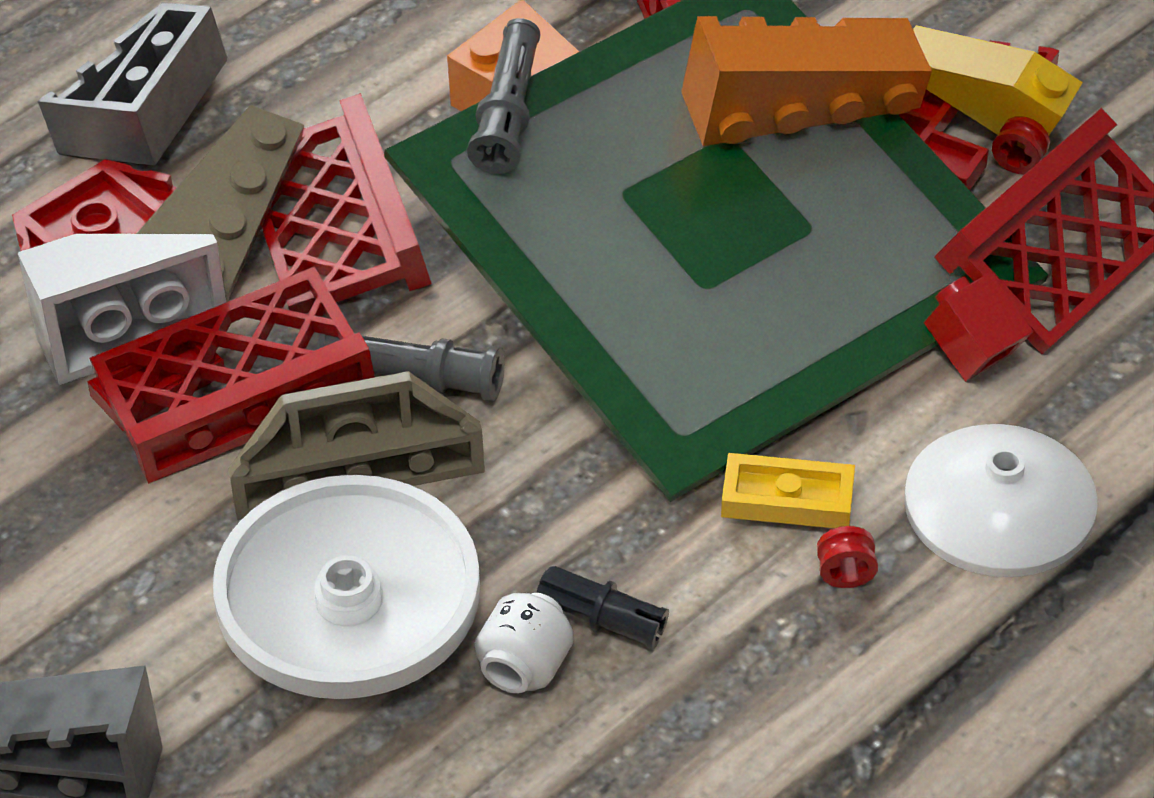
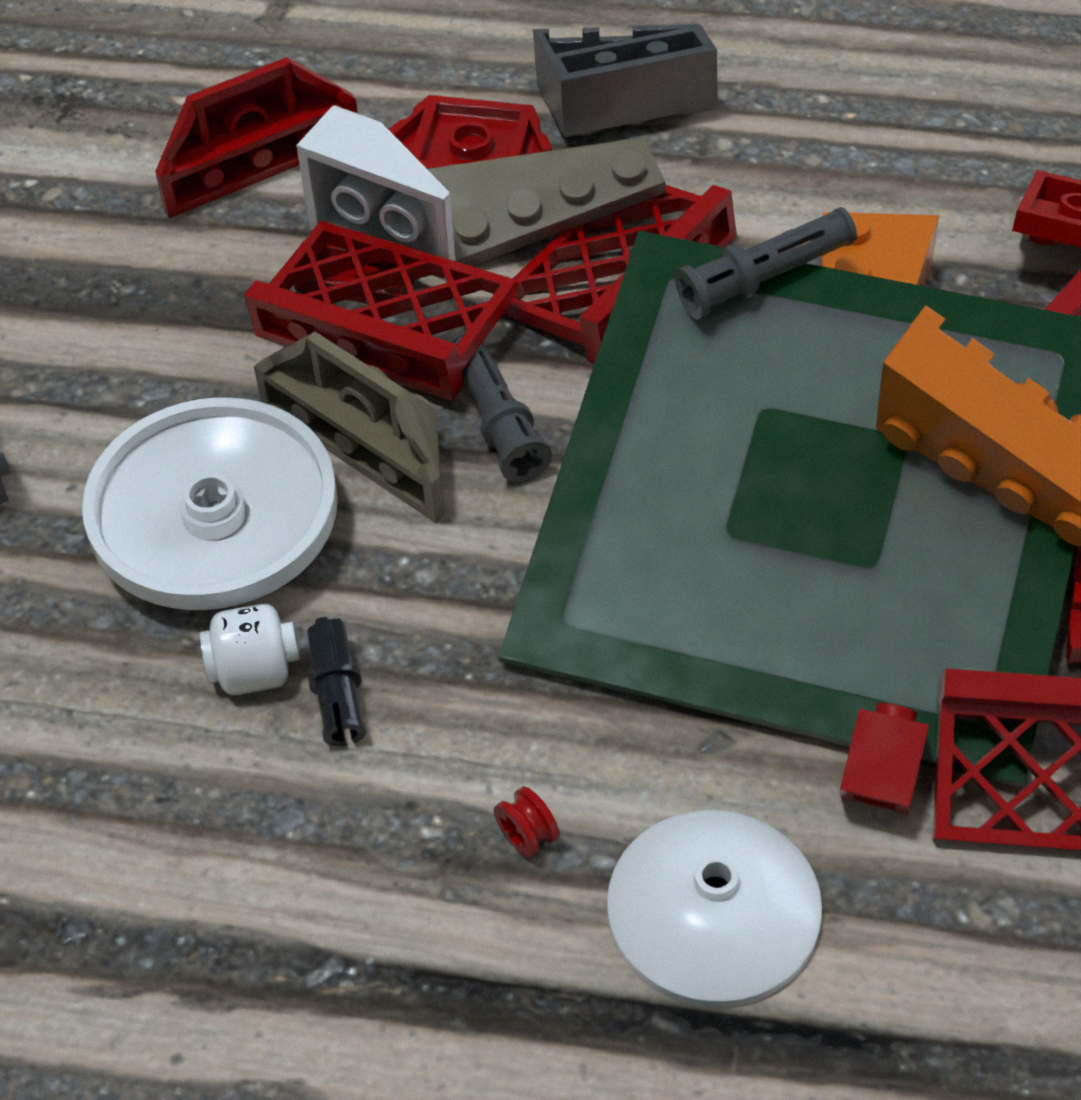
camera: 55 degrees right, 5 degrees up
(787, 491) = (570, 735): yellow plate -> none

